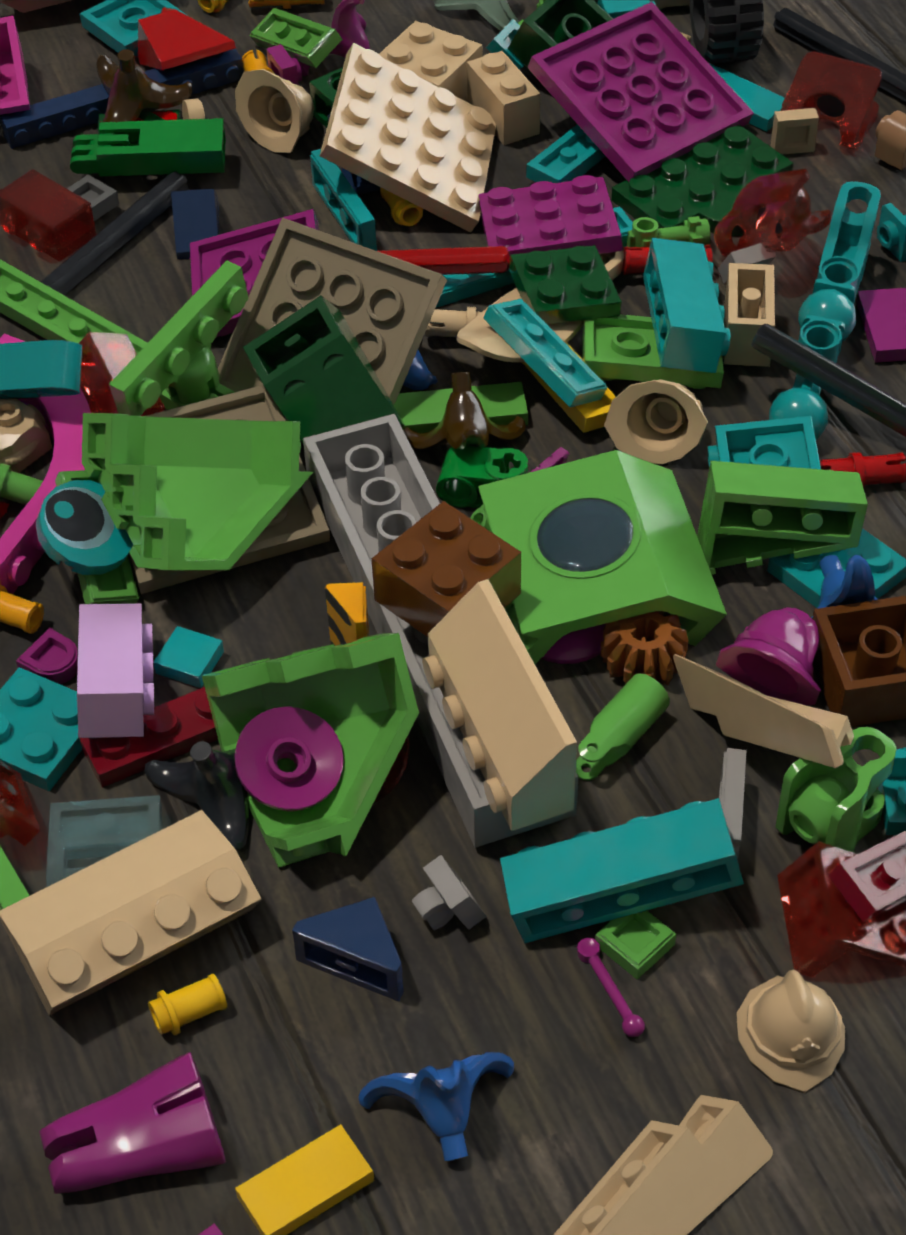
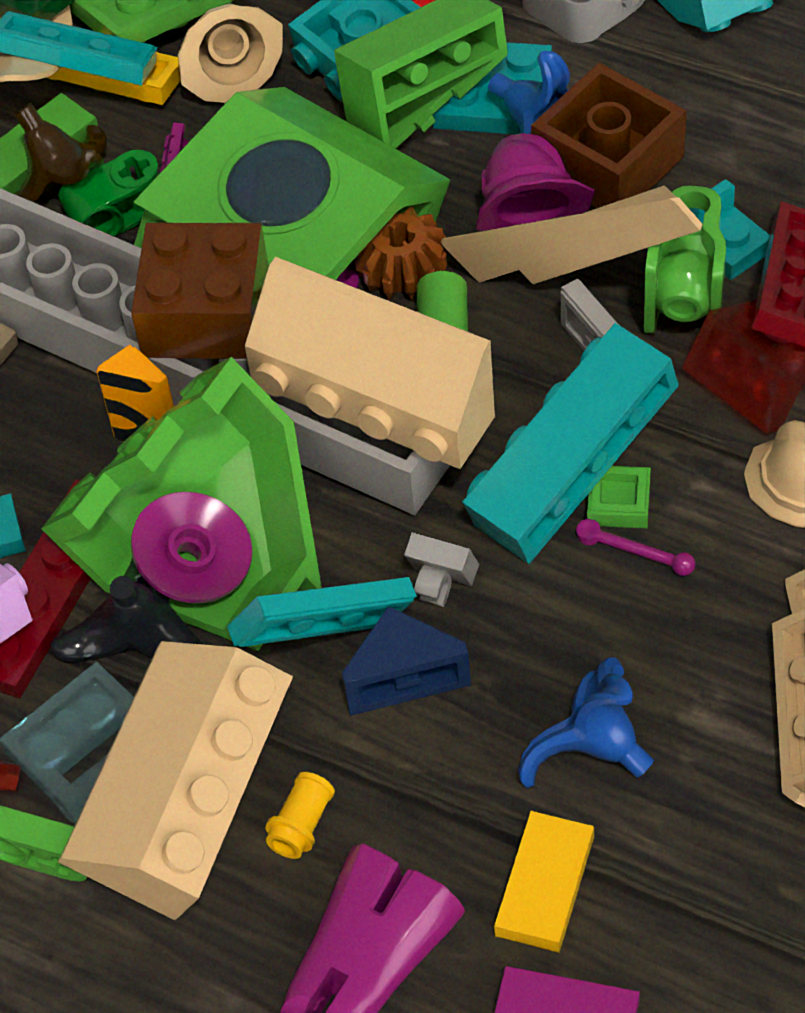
camera: 35 degrees left, 5 degrees up
(320, 865) = (319, 611): none -> teal tile

